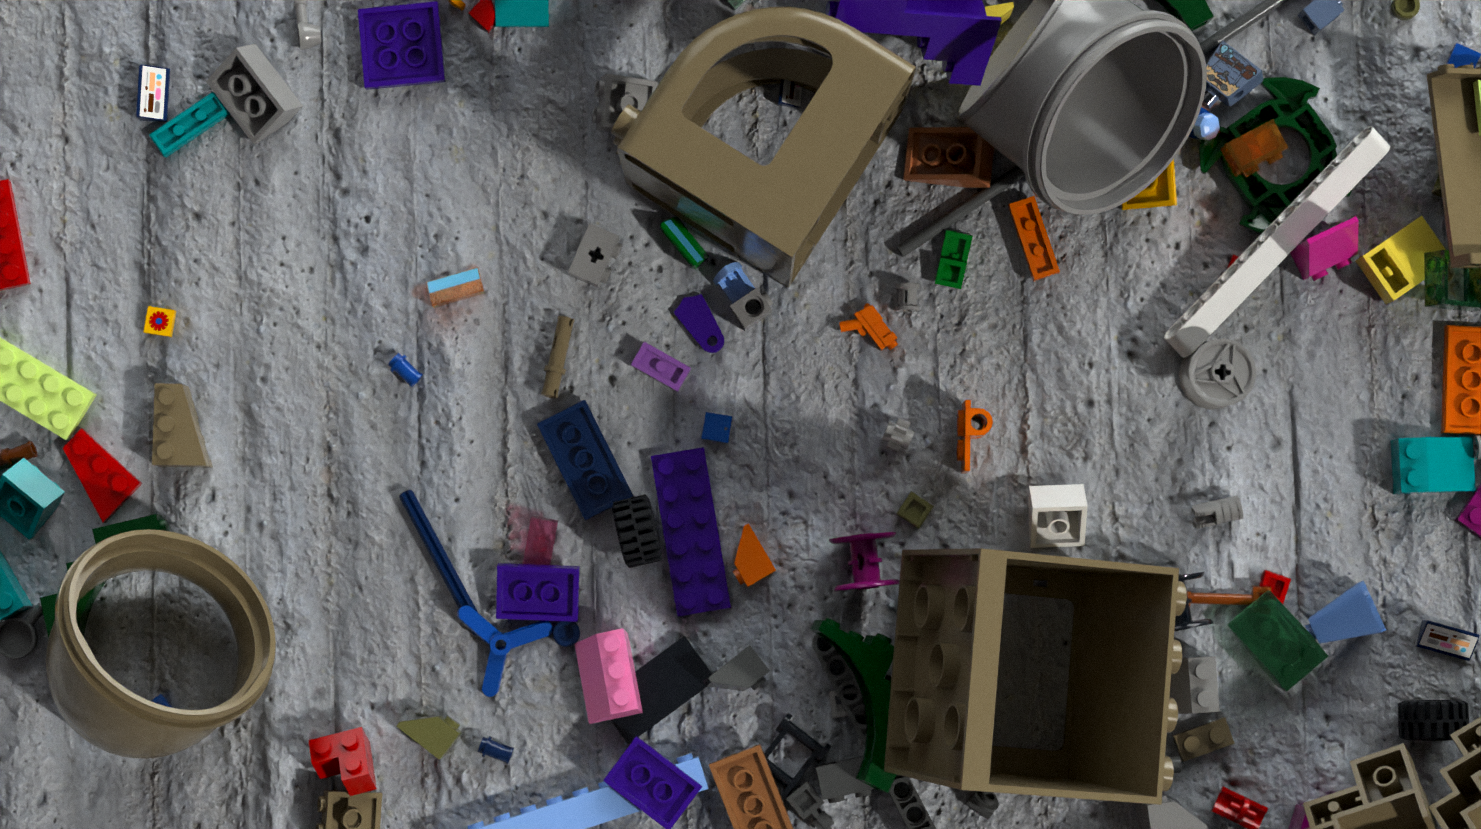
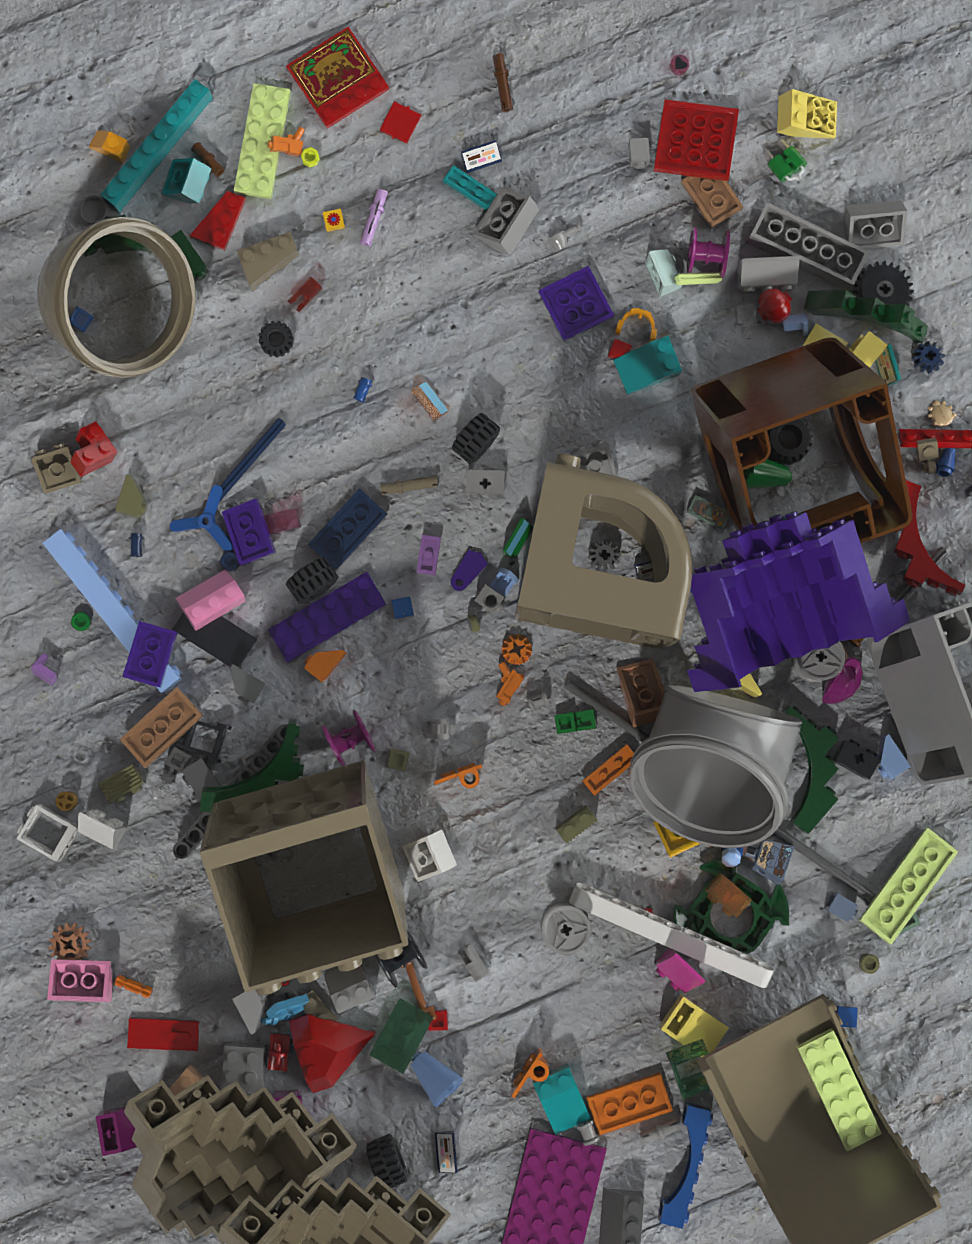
camera: 65 degrees right, 0 degrees up
(34, 339) = (291, 145): none -> orange piece
(53, 24) = (501, 75): none -> reddish brown pin
(61, 320) = (310, 157): none -> neon yellow tile
(62, 182) = (400, 122): none -> red piece
(154, 248) = (379, 197): none -> lavender pin
(243, 392) = (308, 291): none -> clear red hinge
(279, 447) = (281, 349): none -> black tyre
(531, 243) = (475, 438): none -> black tyre
(745, 130) = (608, 551): none -> dark grey gear
(773, 342) = (473, 623): none -> olive tile
(821, 309) = (525, 652): none -> orange gear
(1088, 309) = (576, 824): none -> olive brick
(1189, 779) = (285, 1010): none -> dark azure plate
(1257, 744) = (326, 1048): none -> red wedge
(1381, 491) = (533, 1061): none -> orange piece

